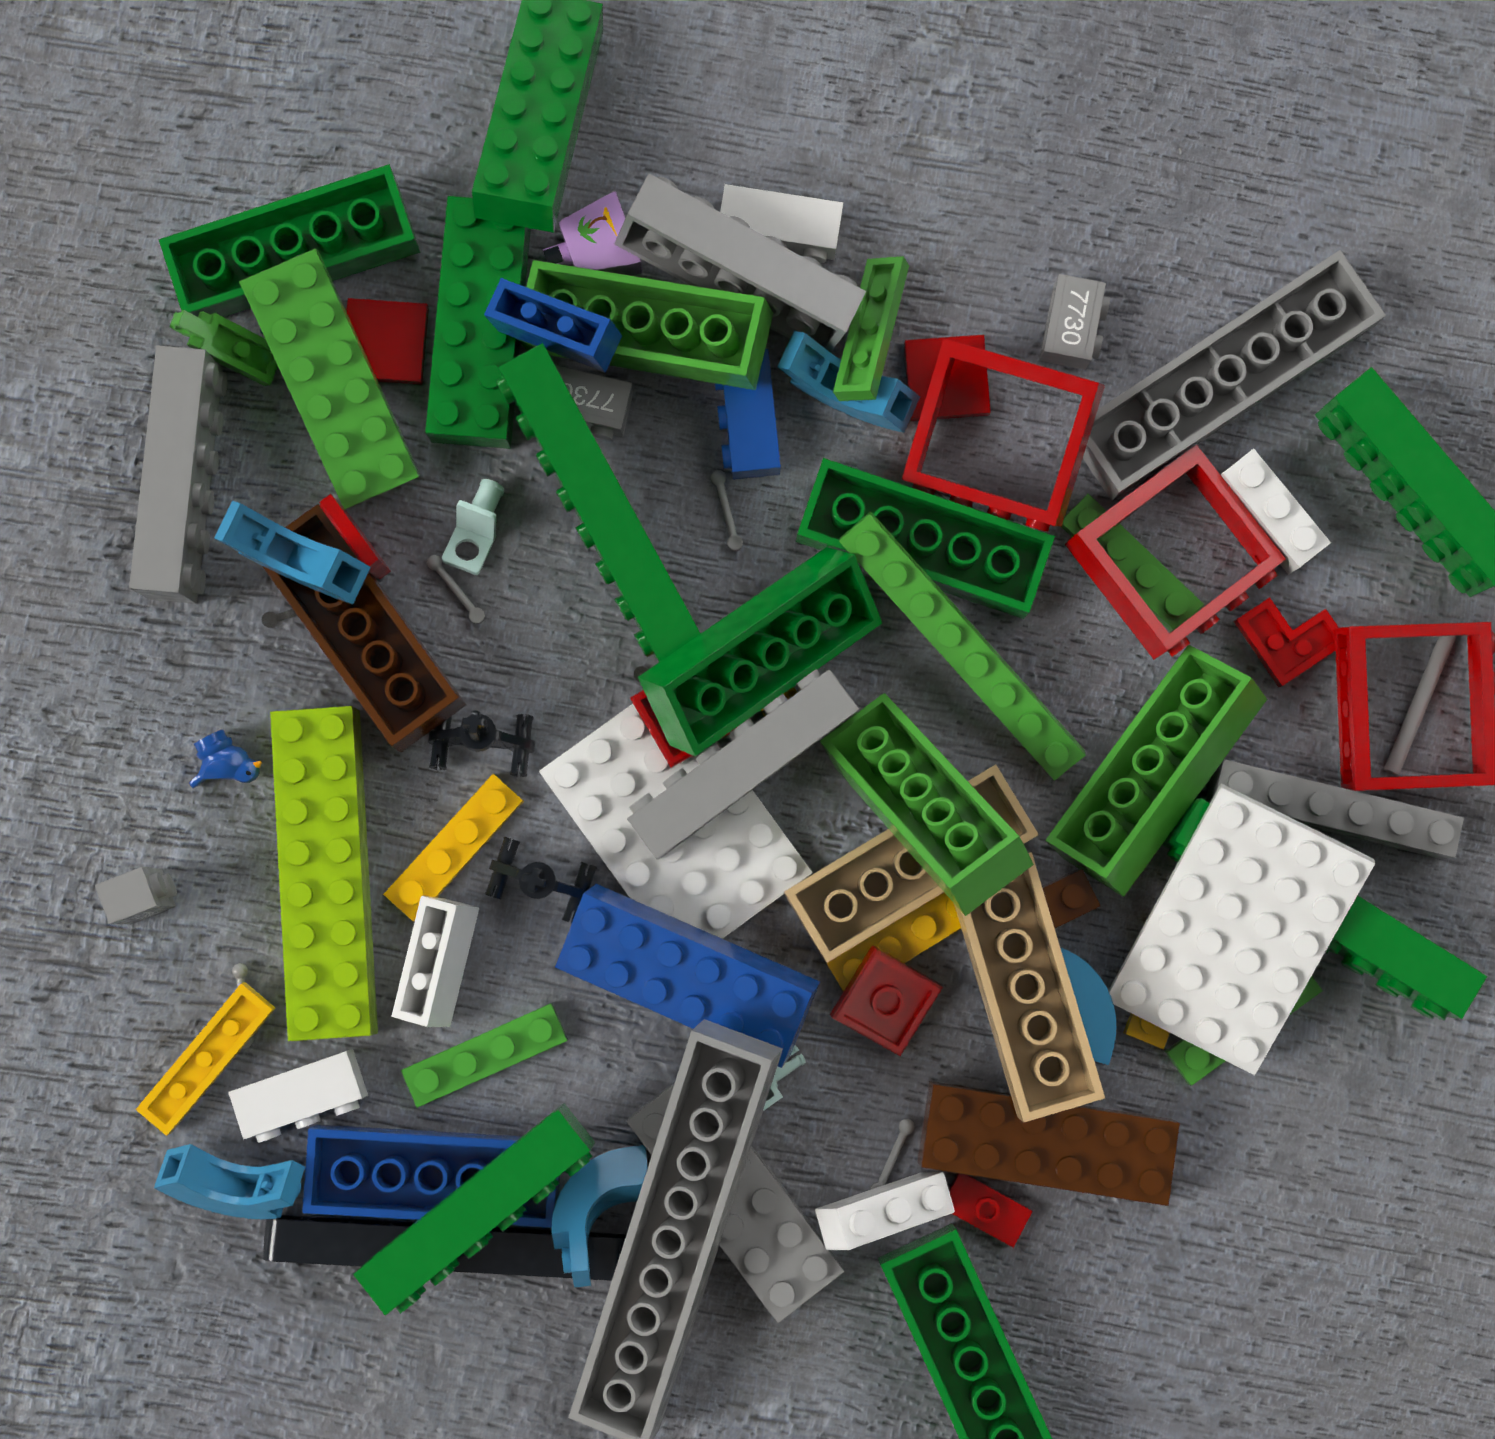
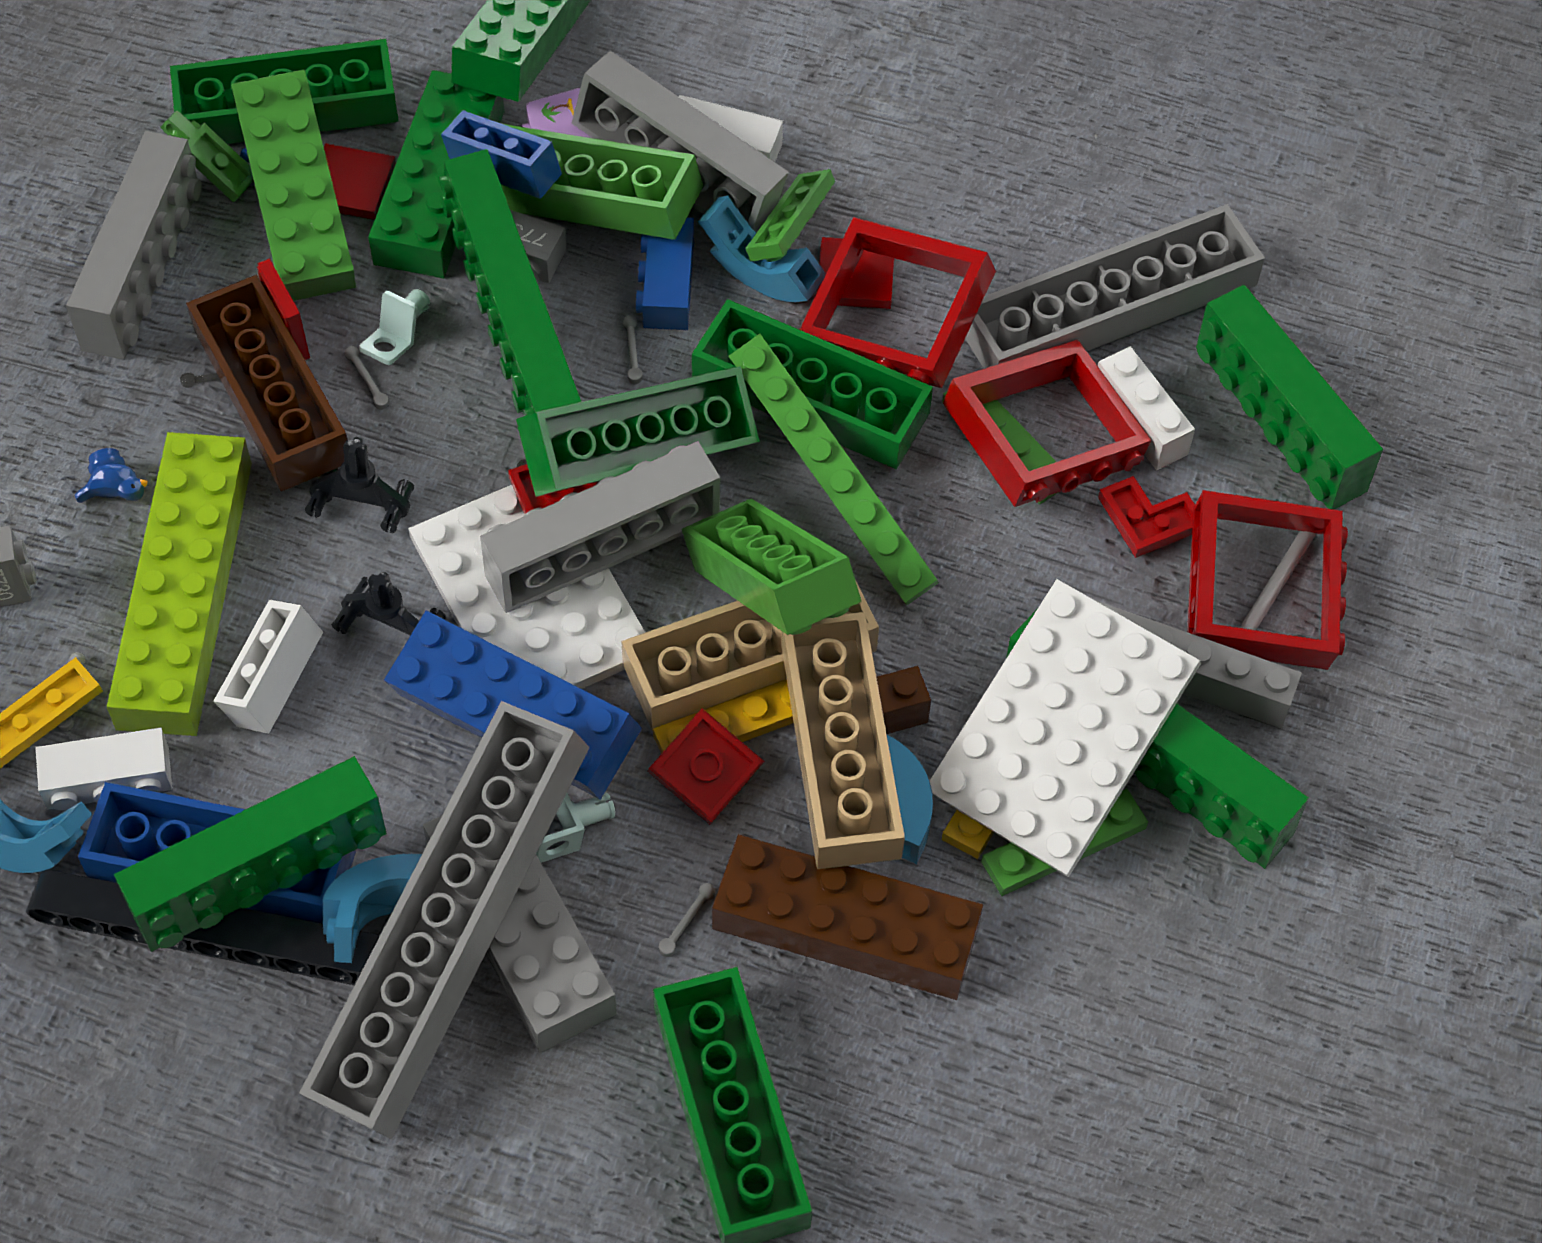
camera: 10 degrees right, 25 degrees down
(291, 554) = (226, 305): dark azure arch -> none
(454, 845) = (319, 576): yellow plate -> none
(484, 1055) = (286, 766): bright green plate -> none
(884, 1211) = (666, 943): white brick -> none
(988, 1209) = (776, 978): red plate -> none
(1073, 322) = (984, 228): light grey brick -> none
(1156, 769) = (995, 595): bright green brick -> none

